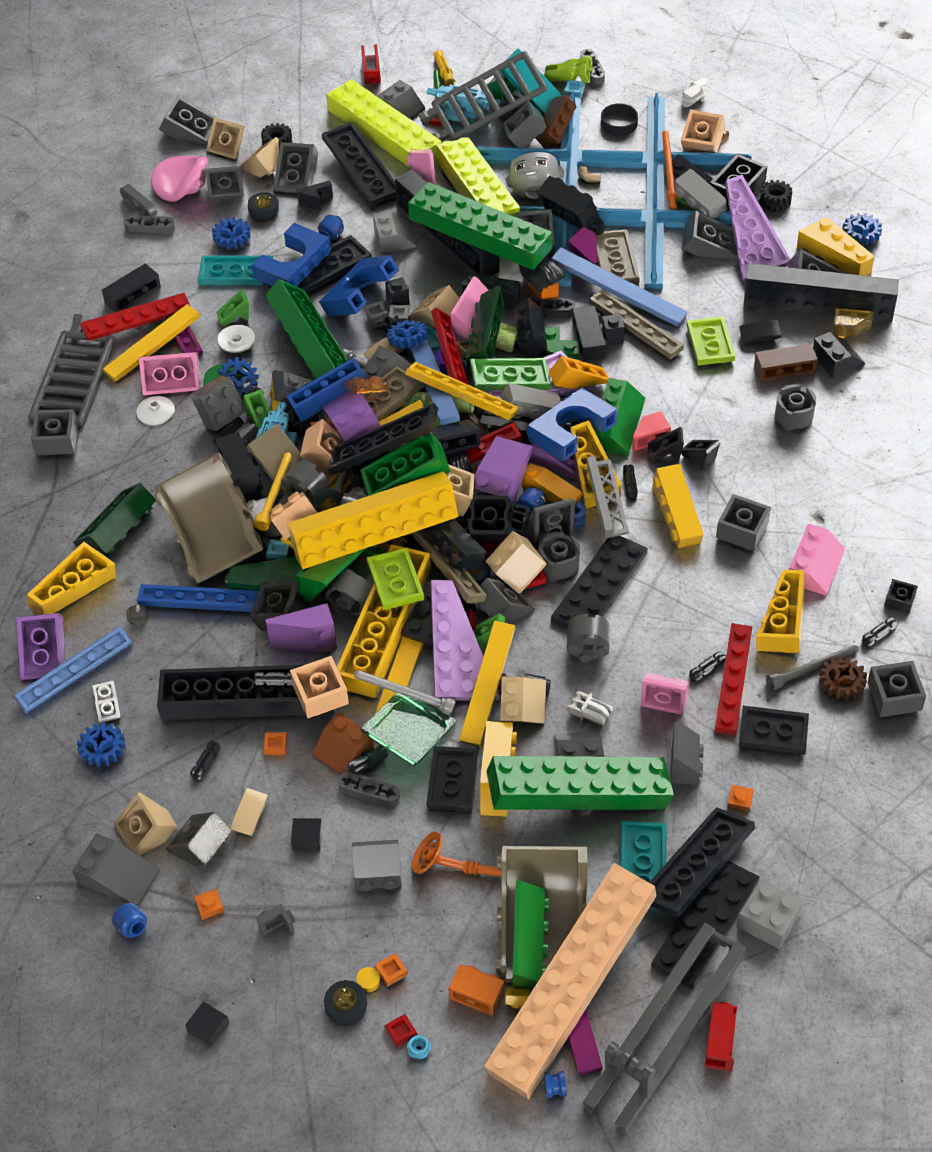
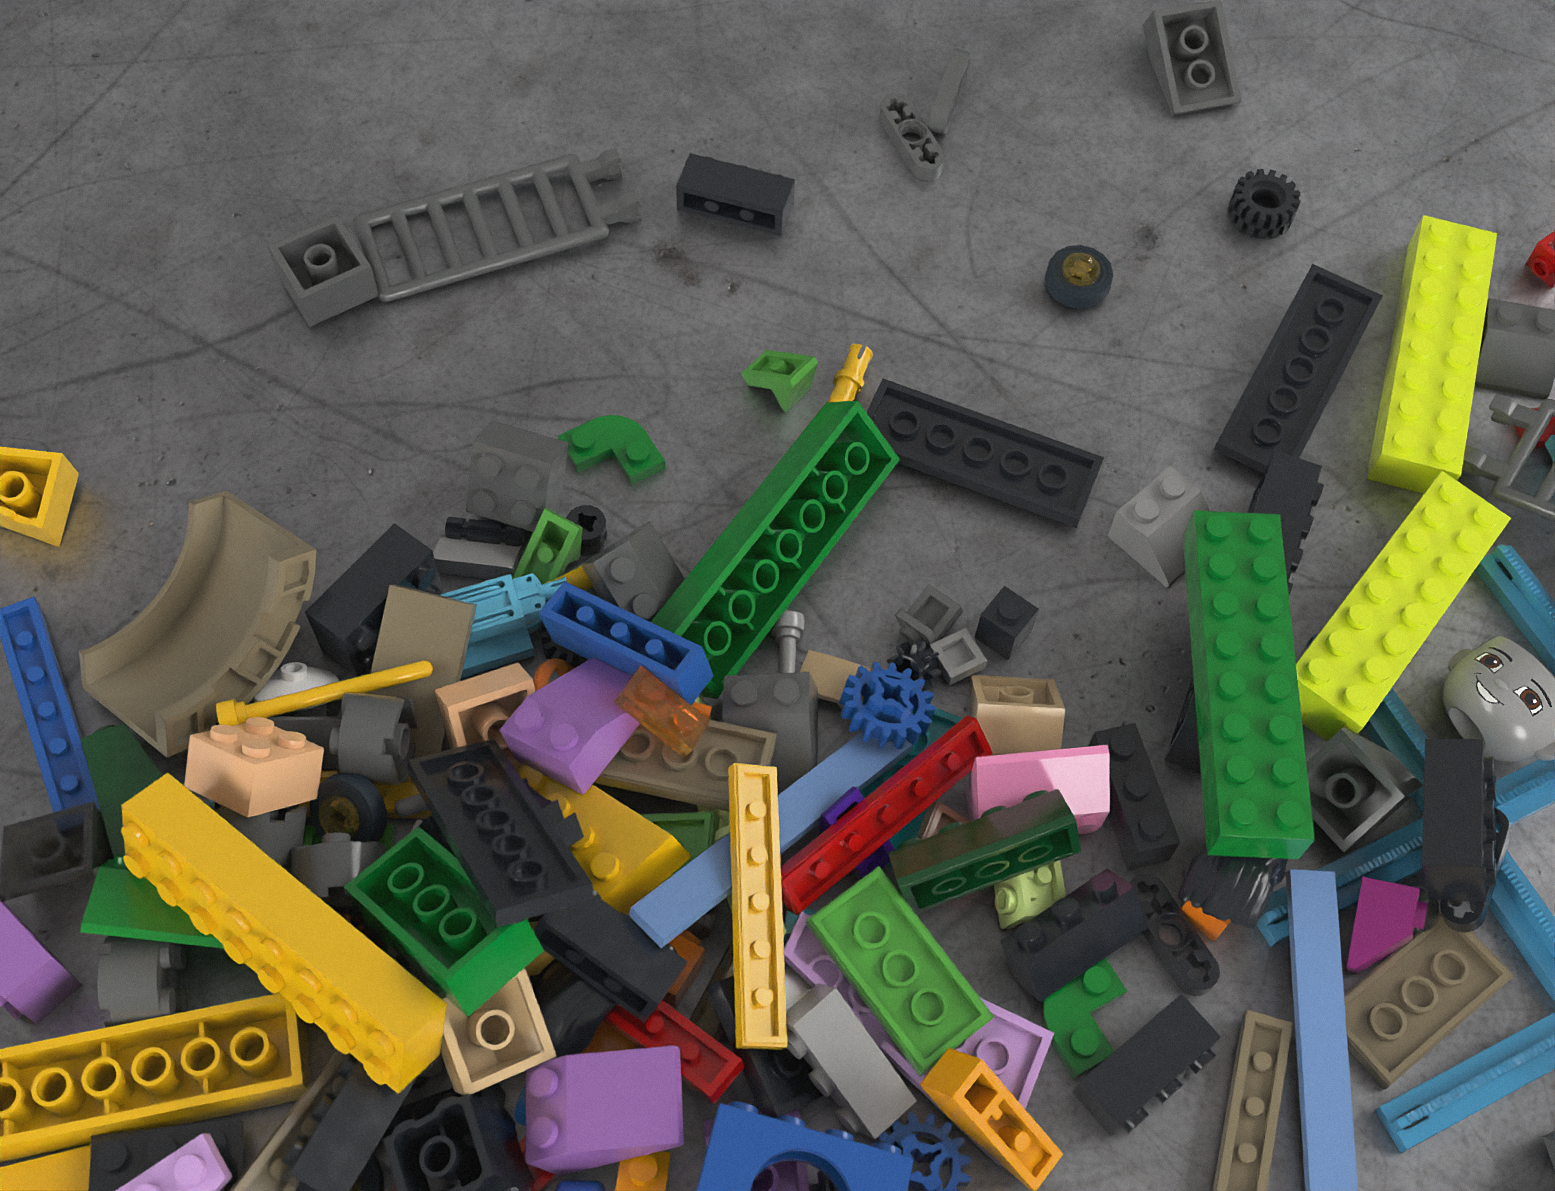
camera: 55 degrees right, 10 degrees up
(117, 519) = (166, 472): dark green slope -> none
(133, 317) = (667, 237): red plate -> none
(151, 342) = (626, 295): yellow tile -> none
(155, 410) = (480, 402): white dish -> none
(170, 373) = (569, 361): bright pink slope -> none
(178, 177) = (1046, 113): bright pink piece -> none
(187, 342) = (678, 337): magenta tile -> none
(224, 181) = (1086, 185): dark grey slope -> none
(225, 138) = (1196, 126): tan slope -> none
(227, 270) = (894, 323): teal tile -> none
(231, 233) = (972, 266): blue gear -> none
(236, 338) = (714, 405): white dish -> none
(237, 370) = (629, 472): blue gear -> none
(254, 295) = (850, 378): none -> yellow pin
(263, 159) = (1189, 213): tan slope -> none
(295, 167) = (1205, 275): dark grey slope -> none
(303, 240) = (915, 414): blue arch -> none
(313, 195) = (1160, 337): black slope -> none
(331, 226) = (1098, 414): blue head -> none
(346, 295) = (1012, 535): blue arch -> none
(395, 578) = (182, 1055): lime plate -> none
(422, 164) = (1358, 483): bright pink slope -> none
(613, 329) = (1190, 1112): black brick -> none

